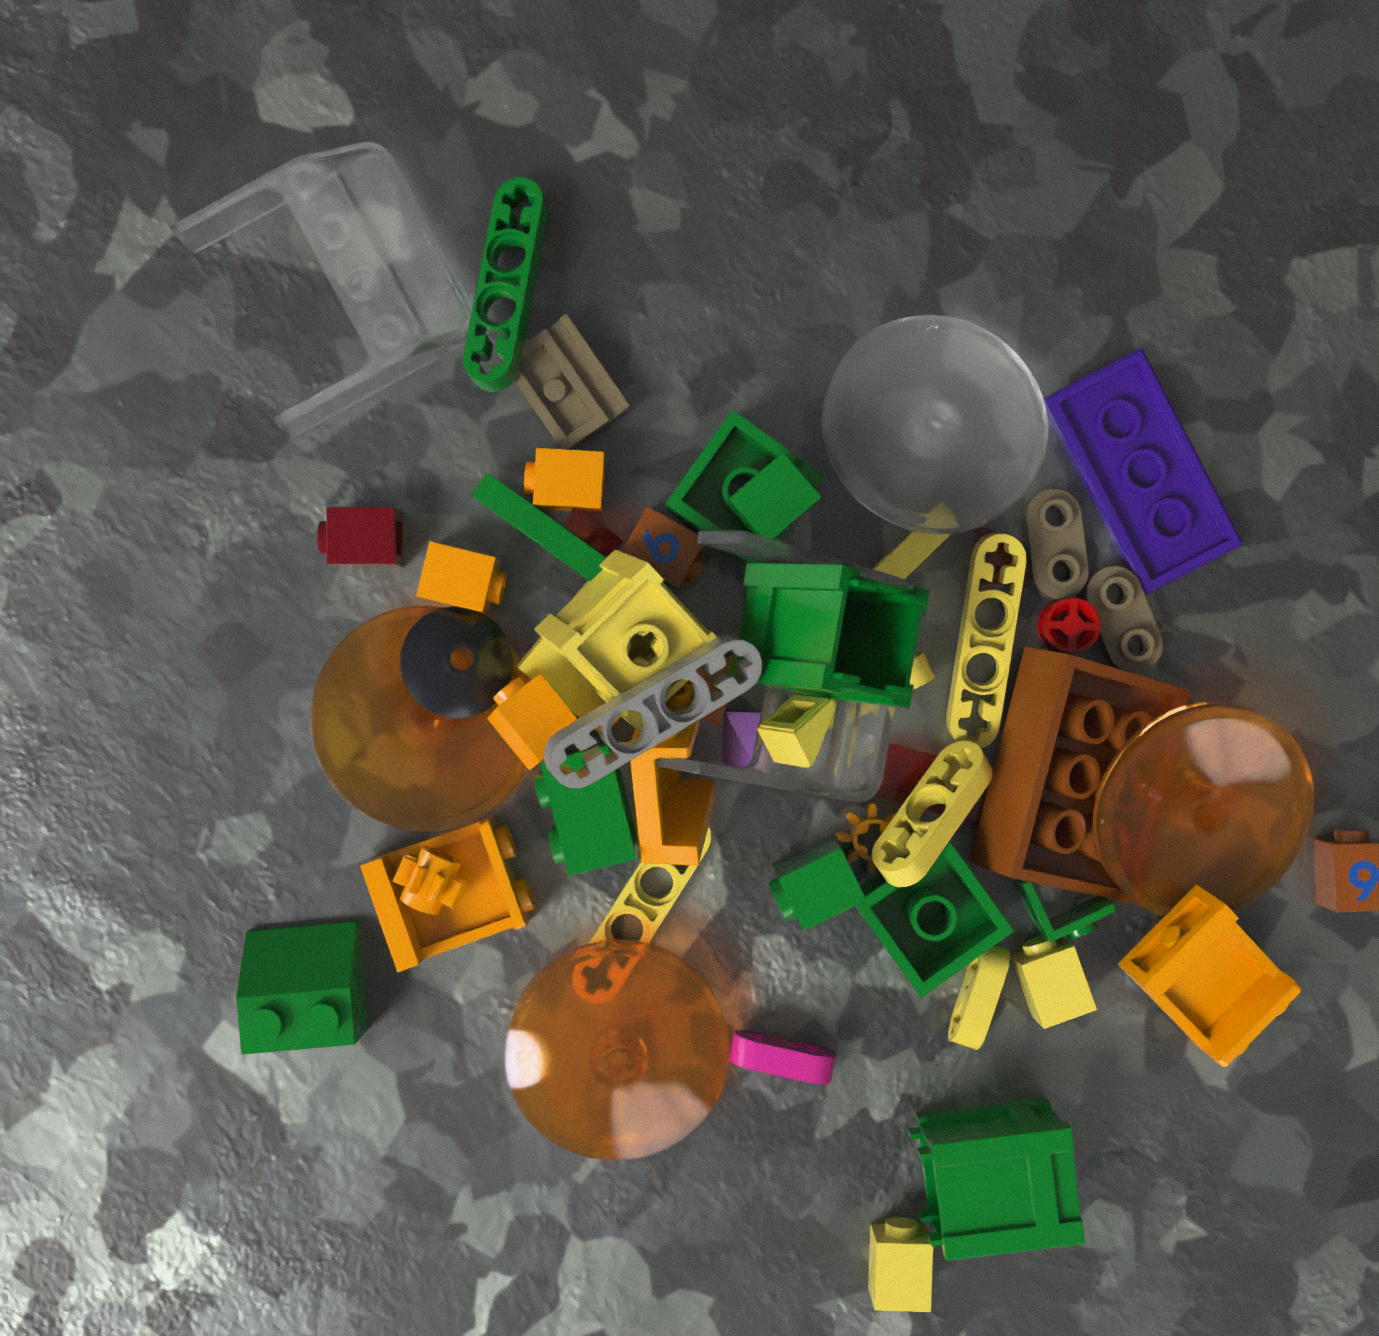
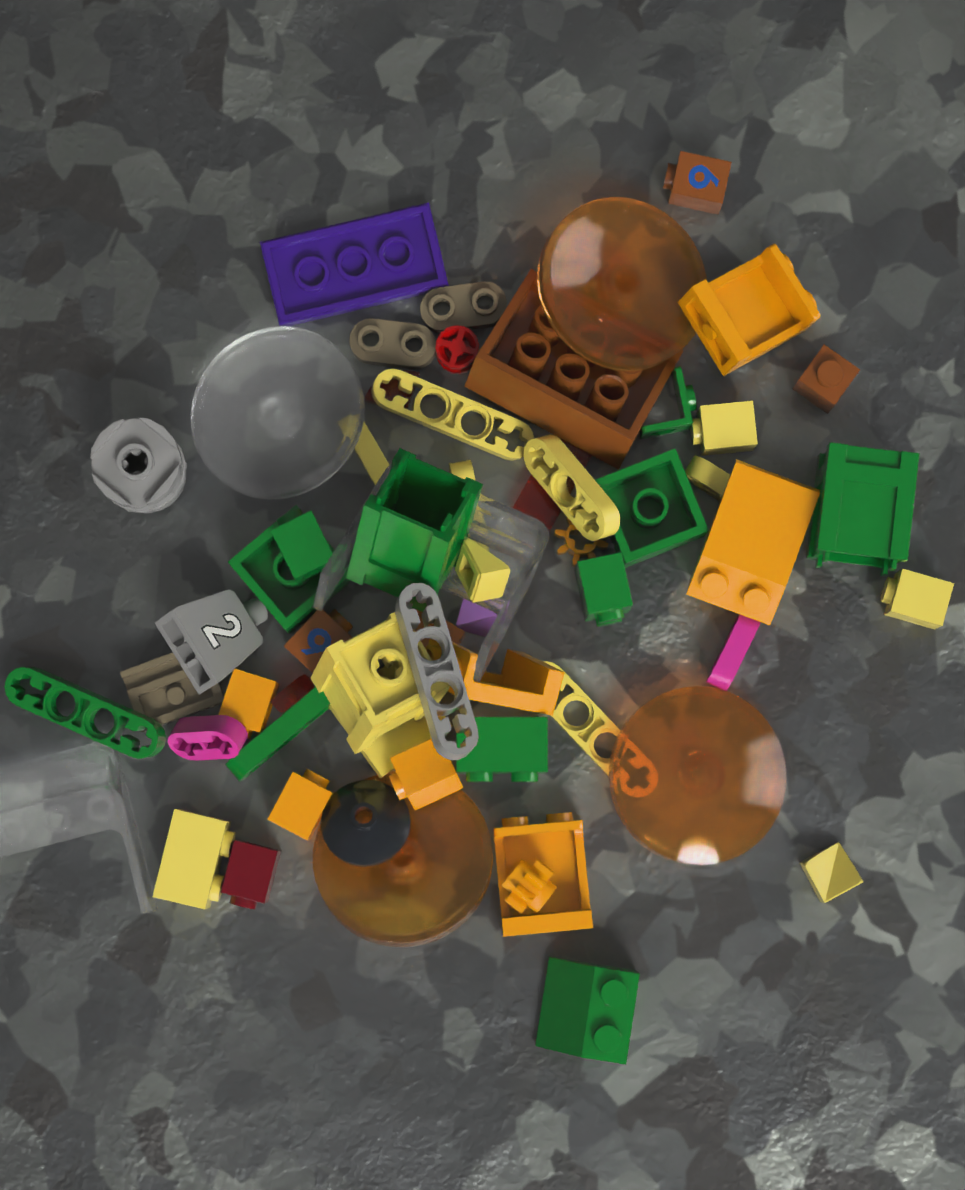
camera: 75 degrees left, 5 degrees down
(361, 463) = (193, 859): none -> light yellow brick
(512, 442) = (207, 737): none -> dark pink beam
(540, 1238) = (831, 872): none -> light yellow slope
(636, 416) = (213, 635): none -> light grey torso
(834, 300) = (145, 491): none -> light grey piece
(919, 1054) = (753, 542): none -> light orange slope
(1145, 1091) = (826, 379): none -> dark orange brick

